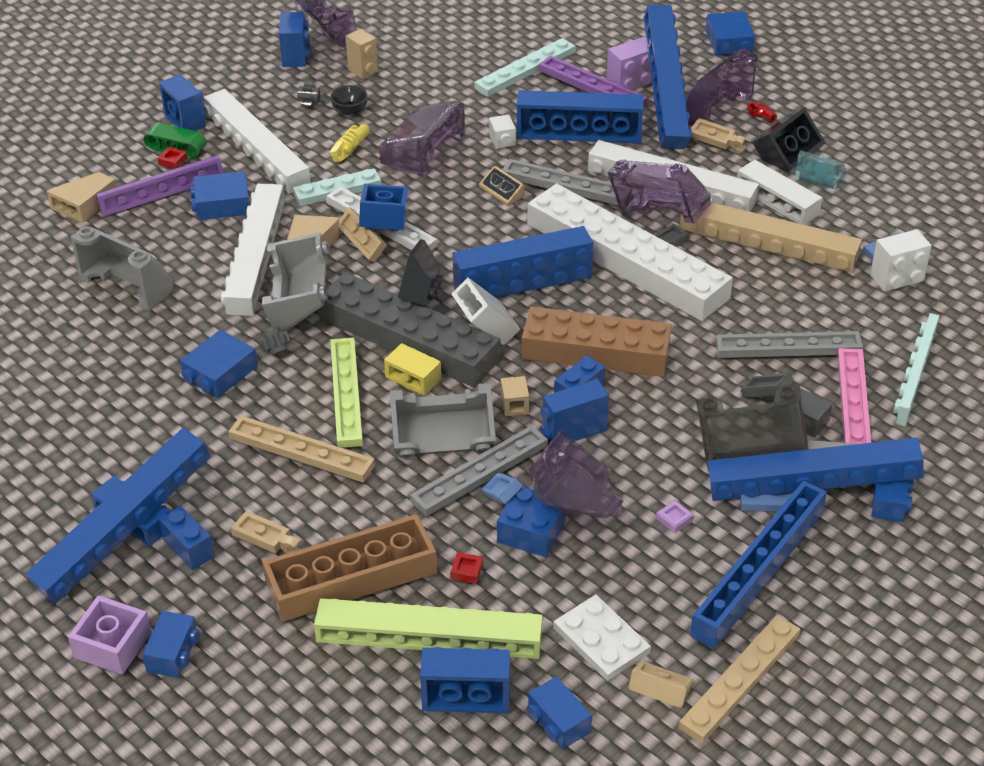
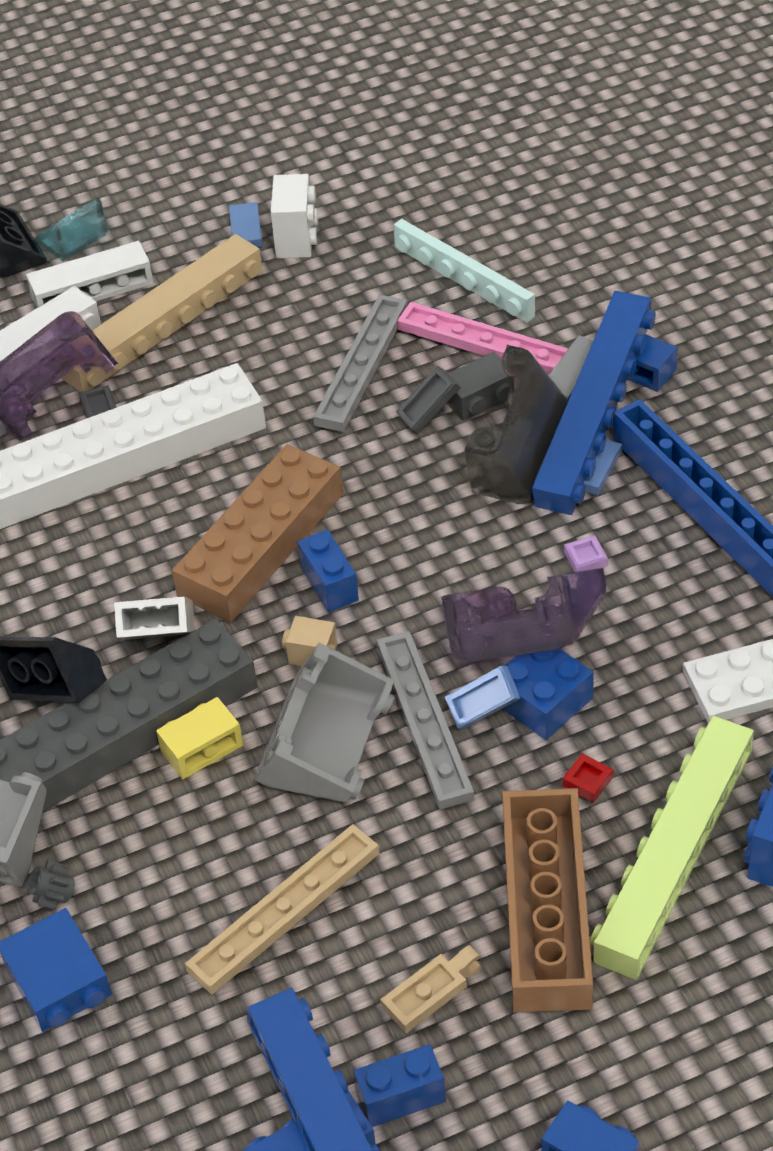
camera: 65 degrees left, 5 degrees up
(346, 393) = (198, 826): yellowish green plate -> none
(527, 262) = (80, 554): blue brick -> none
(576, 411) = (390, 583): blue brick -> none

